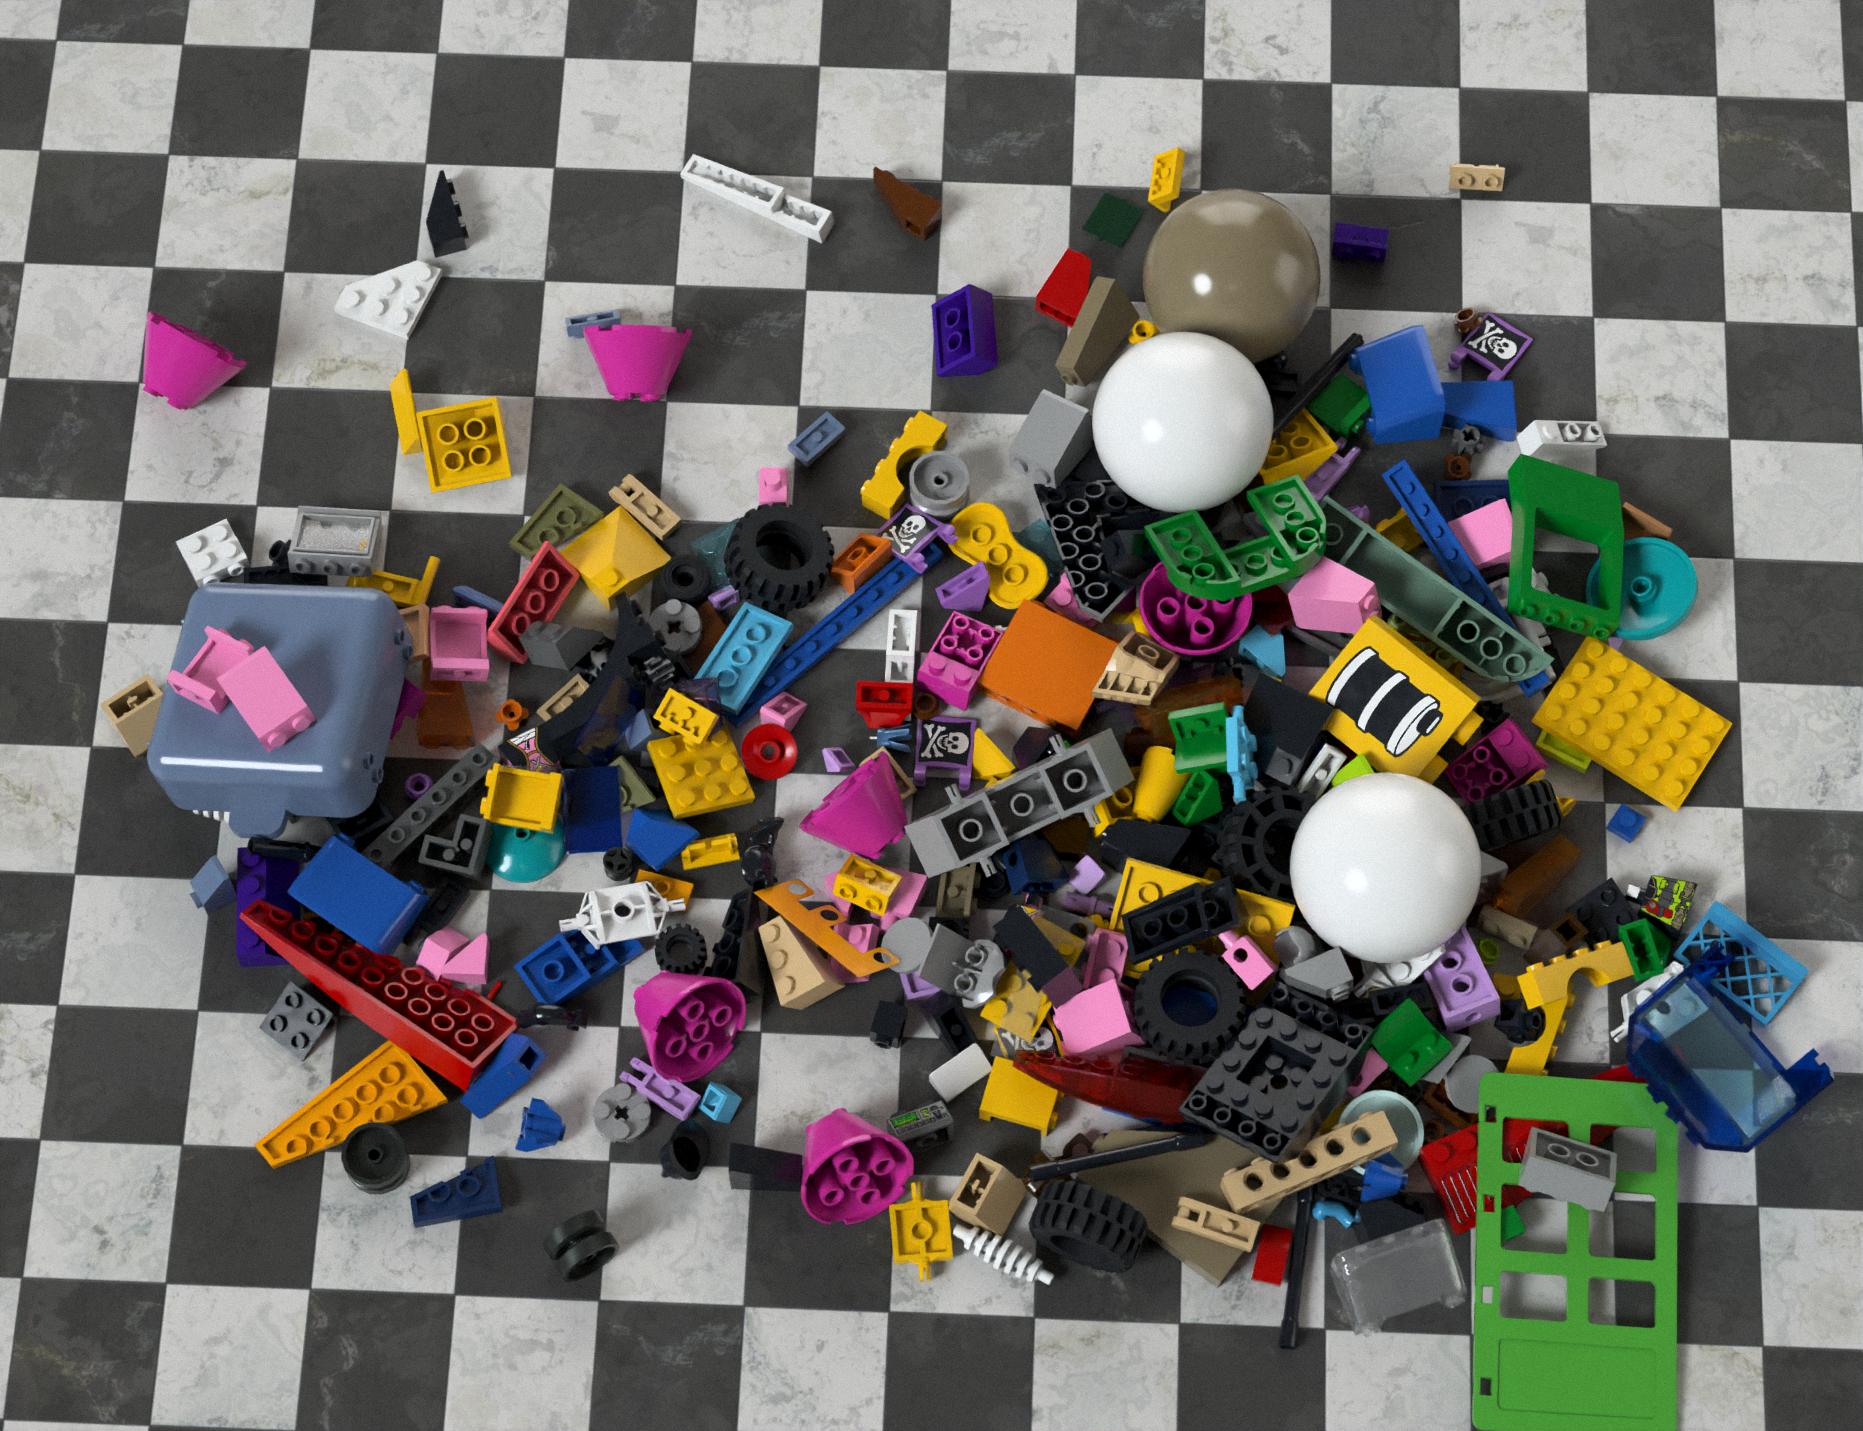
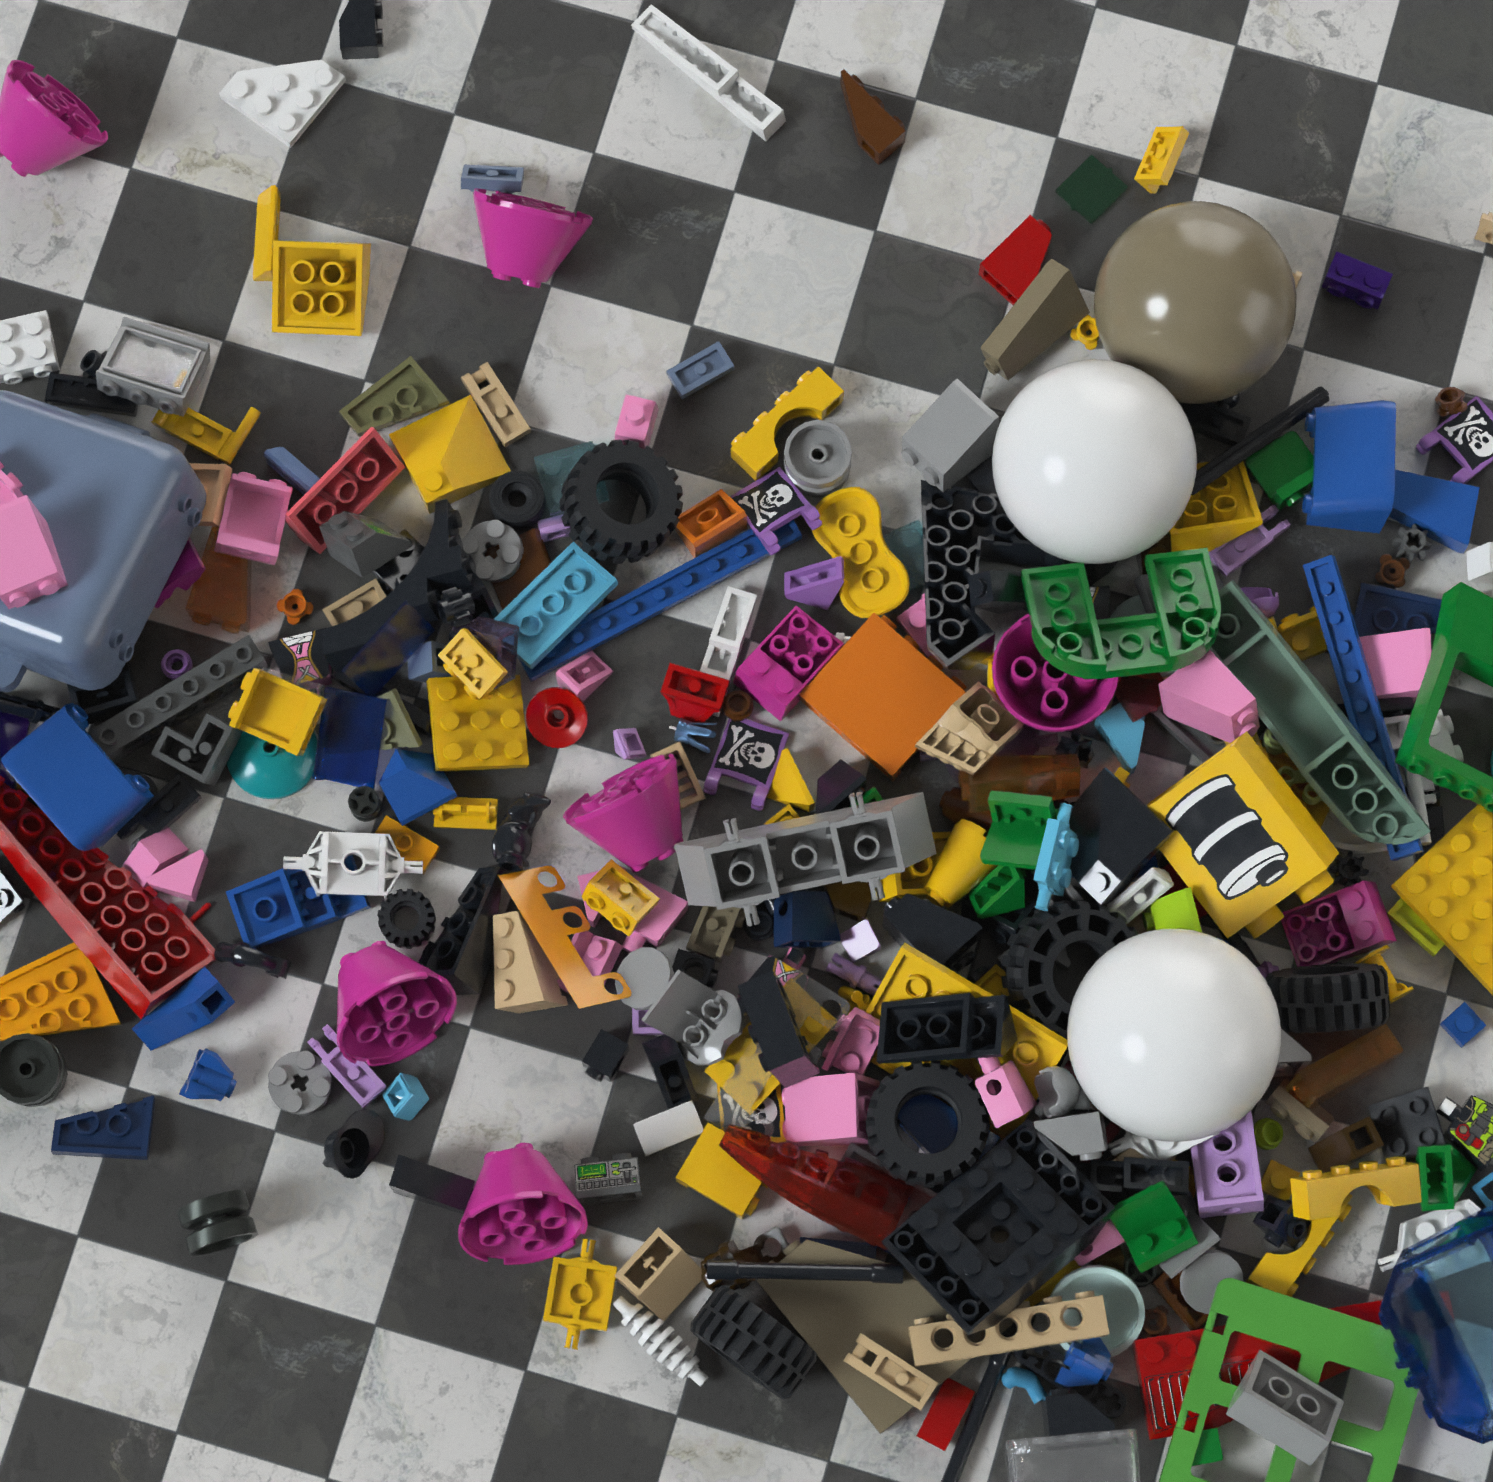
camera: 15 degrees right, 10 degrees up
(964, 333) = (892, 285): dark purple slope -> none

